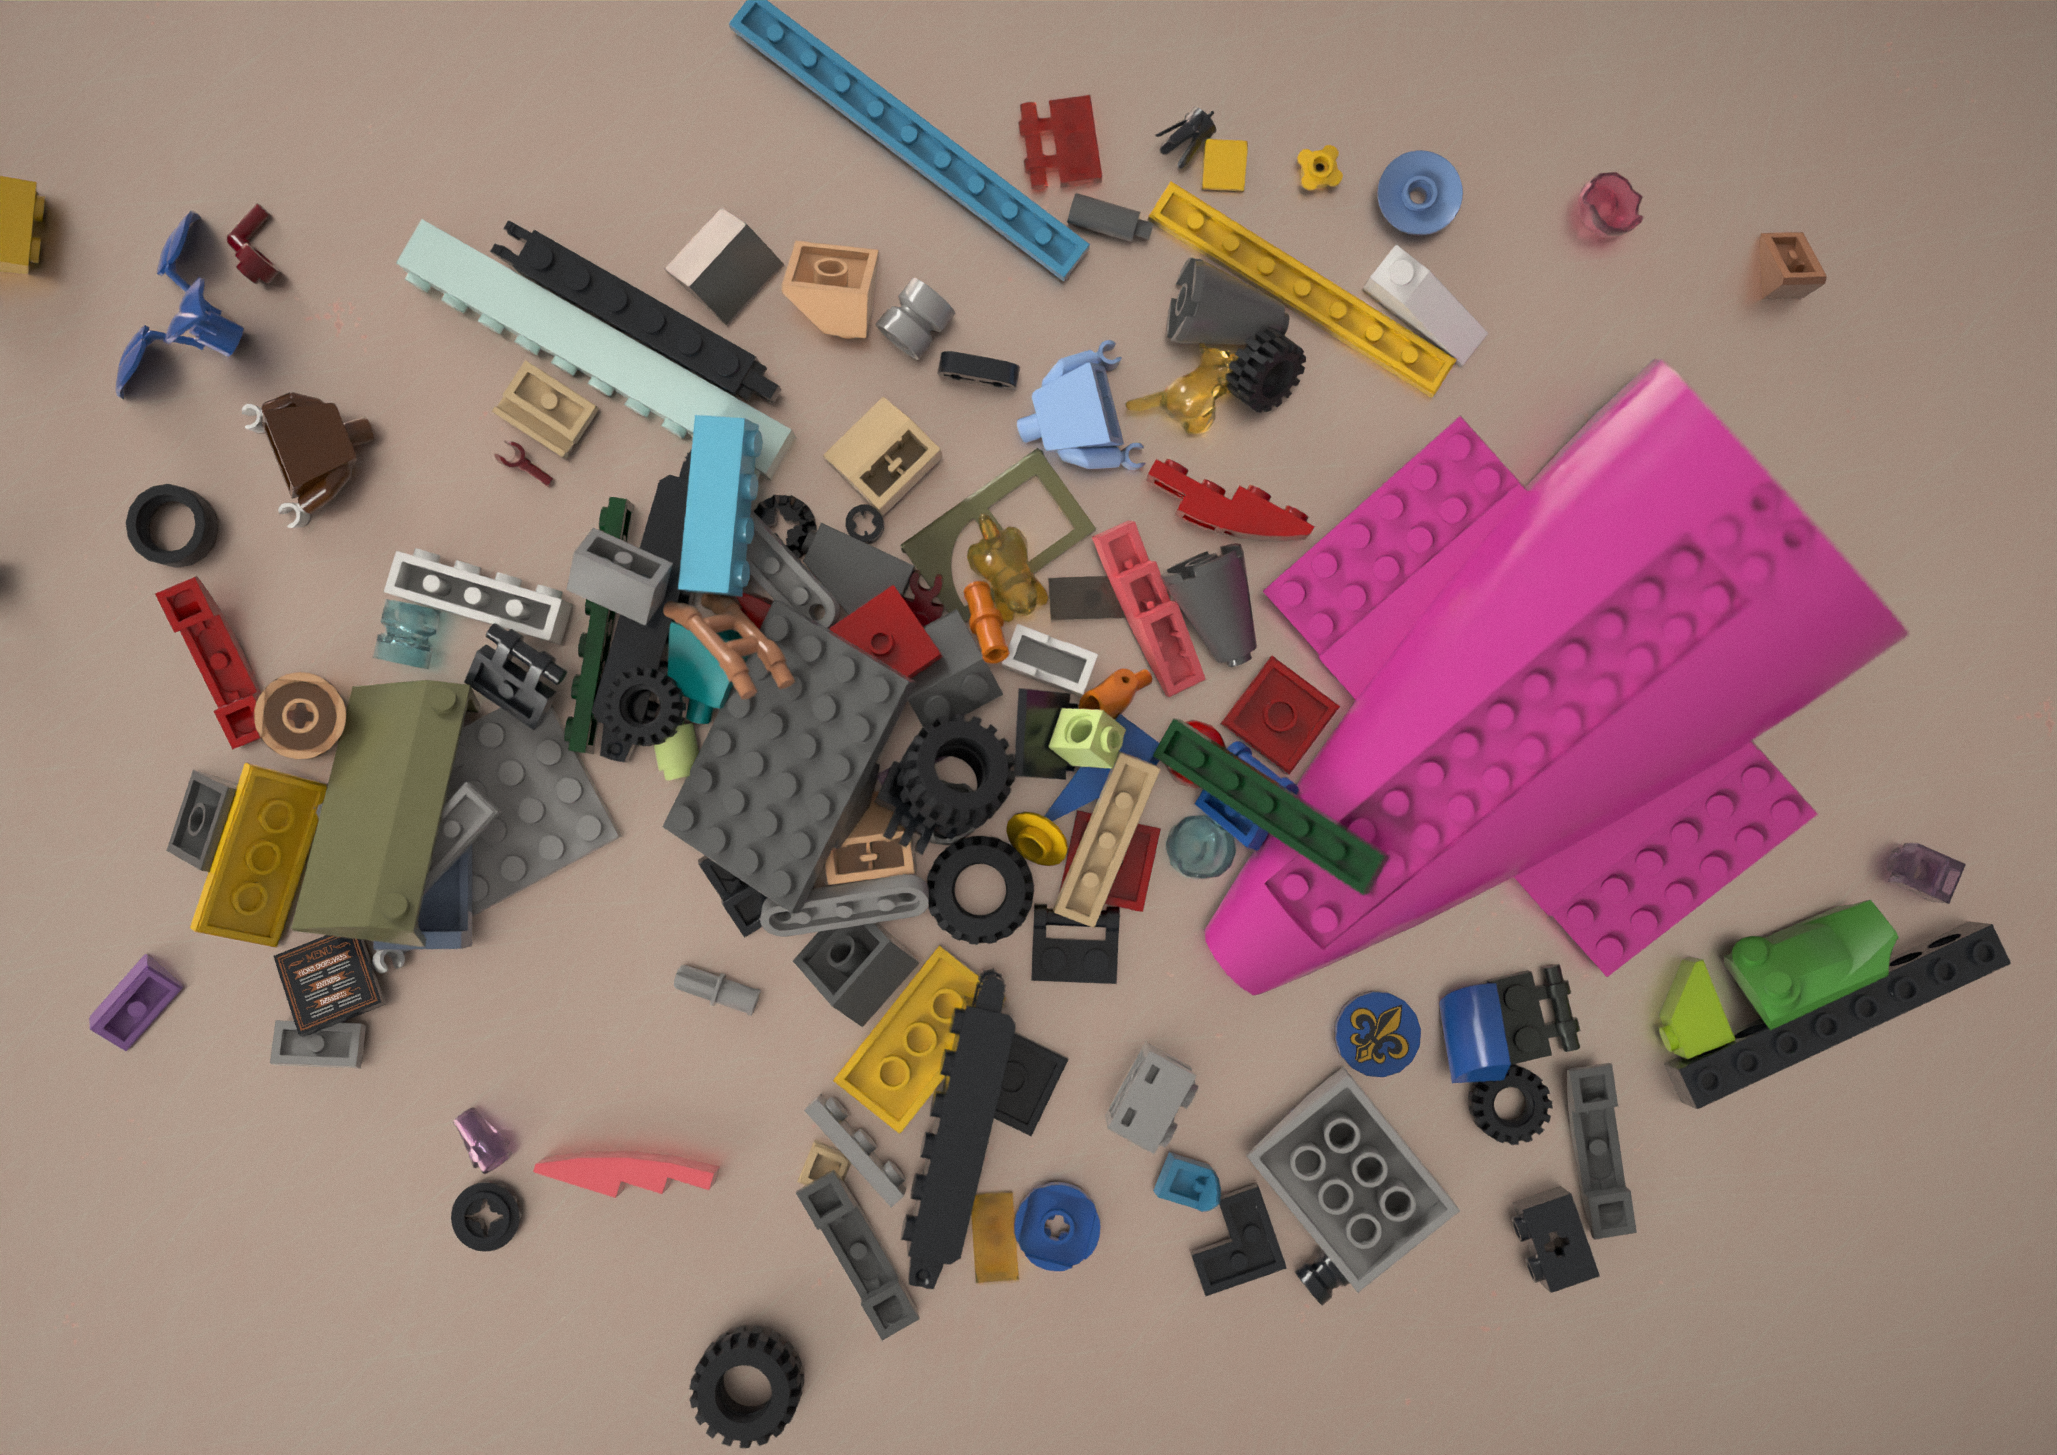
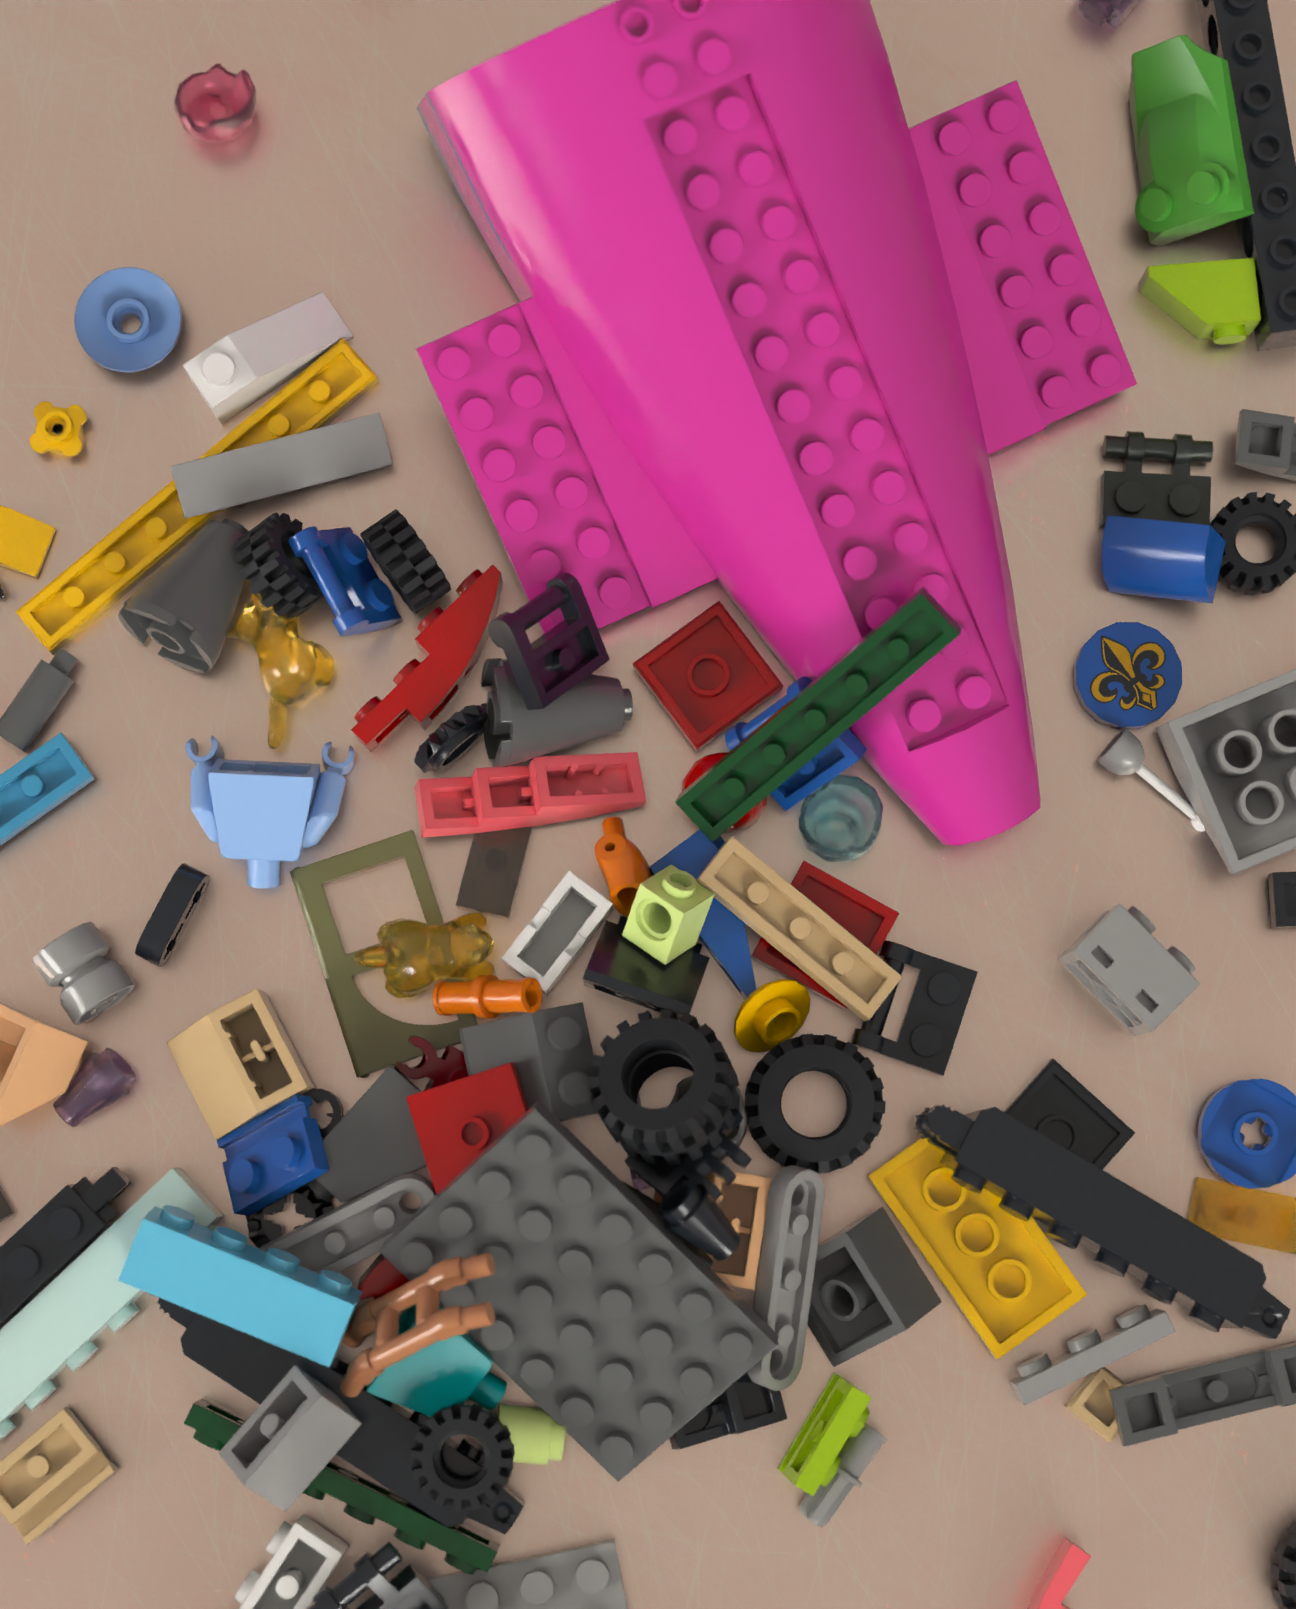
camera: 75 degrees left, 5 degrees down
(523, 463) = (105, 1524): dark red hand -> none
(753, 971) = (815, 1450): none -> lime plate
(822, 500) = (273, 1155): none -> blue plate
(836, 355) = (97, 1085): none -> cone
(865, 828) = (697, 1218): none -> black cone
(1172, 536) = (451, 739): none -> black gear
(1188, 1183) = (1246, 956): dark azure plate -> none
(1258, 598) = (562, 654): none -> plate
(1269, 420) = (346, 579): none -> blue plate
(1297, 460) = (405, 561): none -> black tyre
(1314, 1050) = (1126, 756): none -> light grey hinge
(1343, 344) = (281, 465): none -> light grey tile

